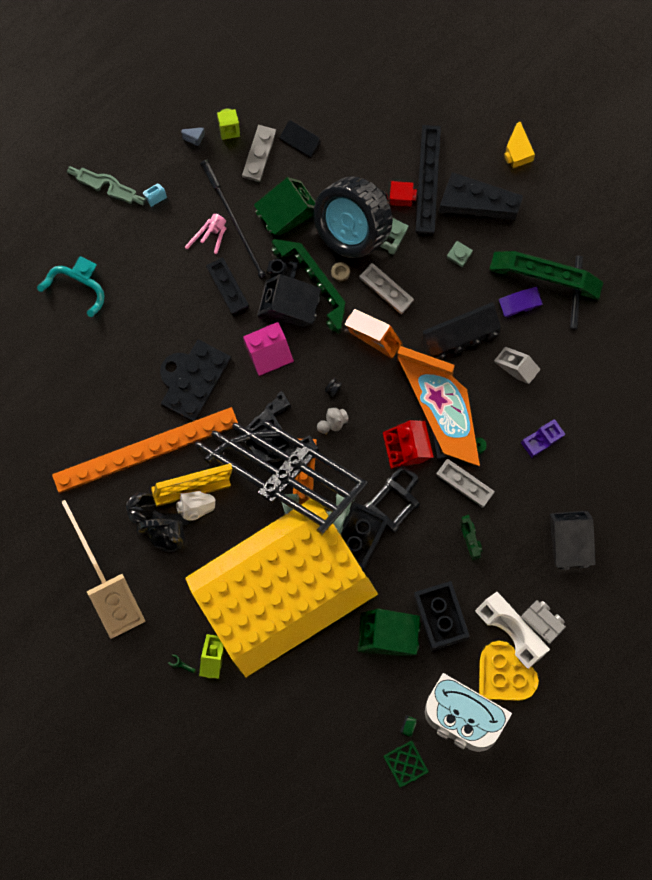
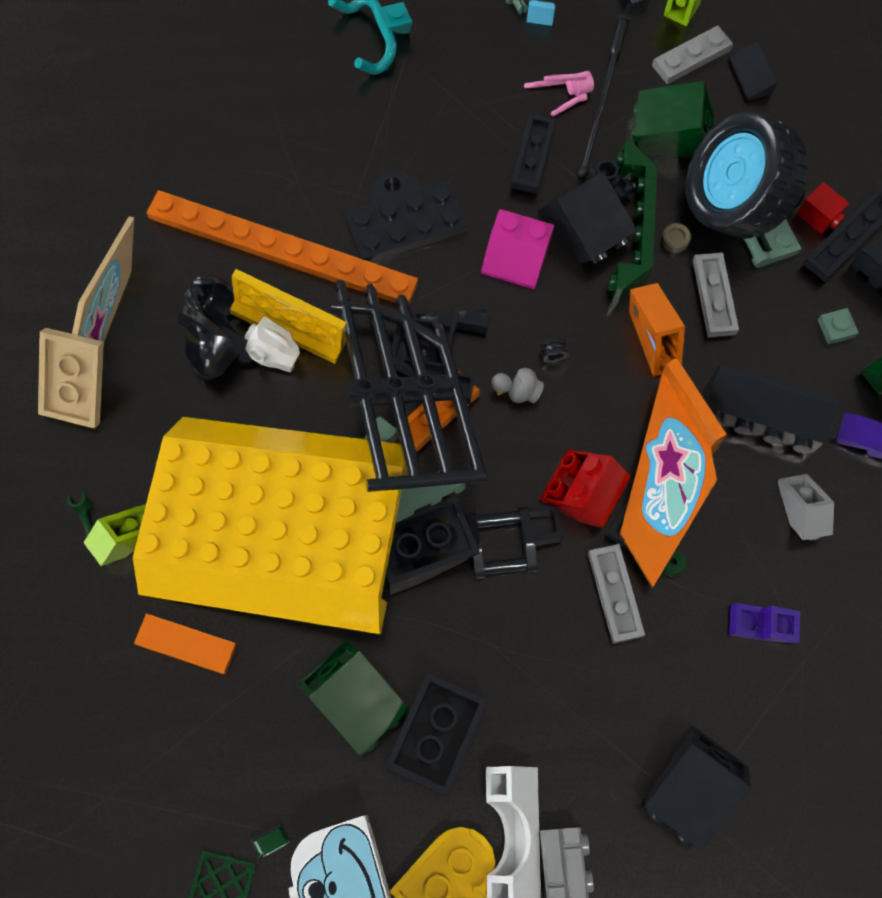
camera: 40 degrees right, 5 degrees down
(290, 679) = (185, 644): none -> orange tile
(469, 535) = (568, 657): dark green wing -> none

